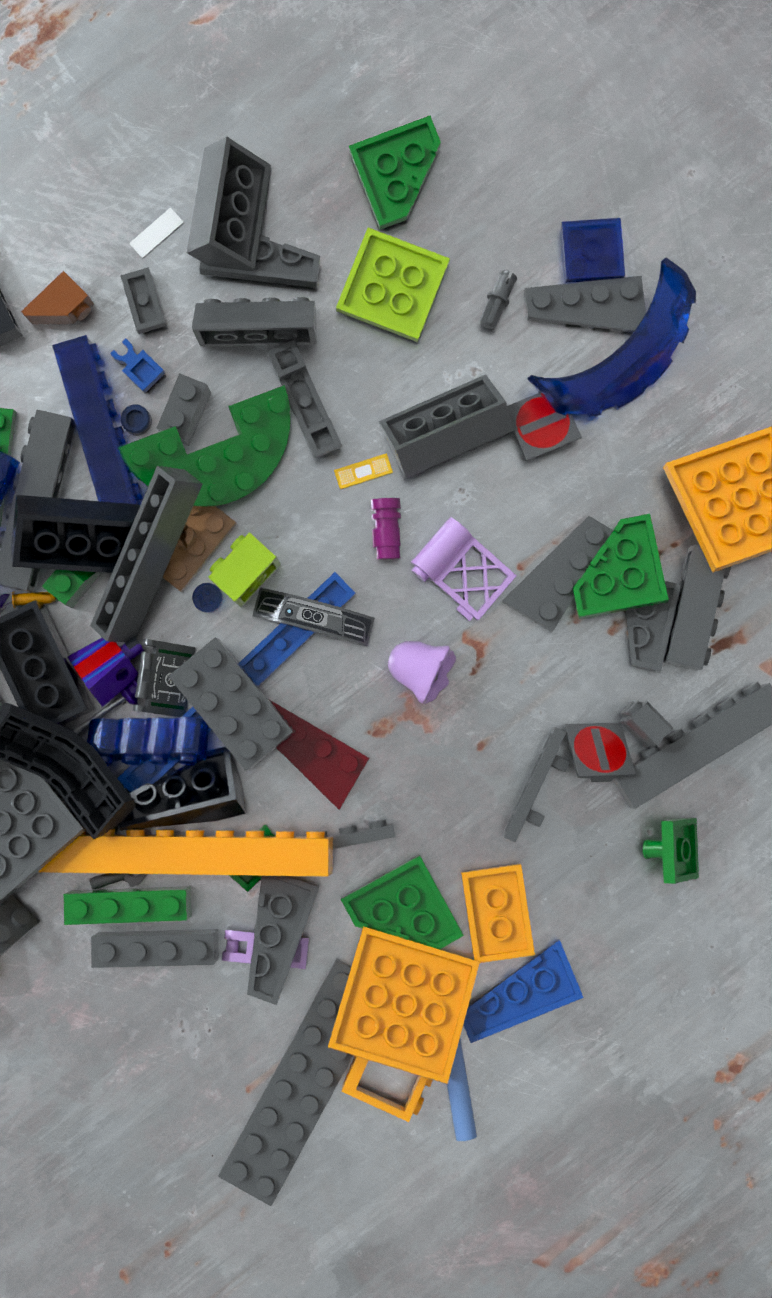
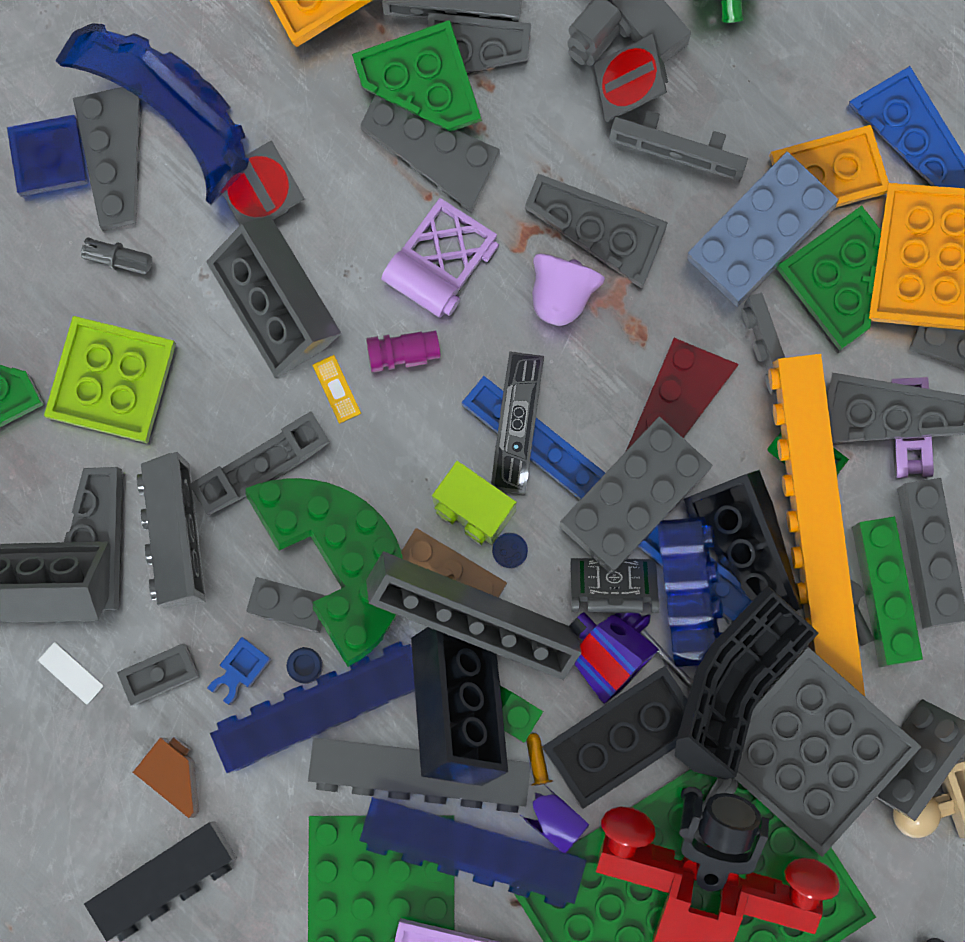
camera: 95 degrees left, 5 degrees down
(450, 845) = (762, 229): none -> sand blue brick
(470, 713) = (606, 229): none -> dark grey wing

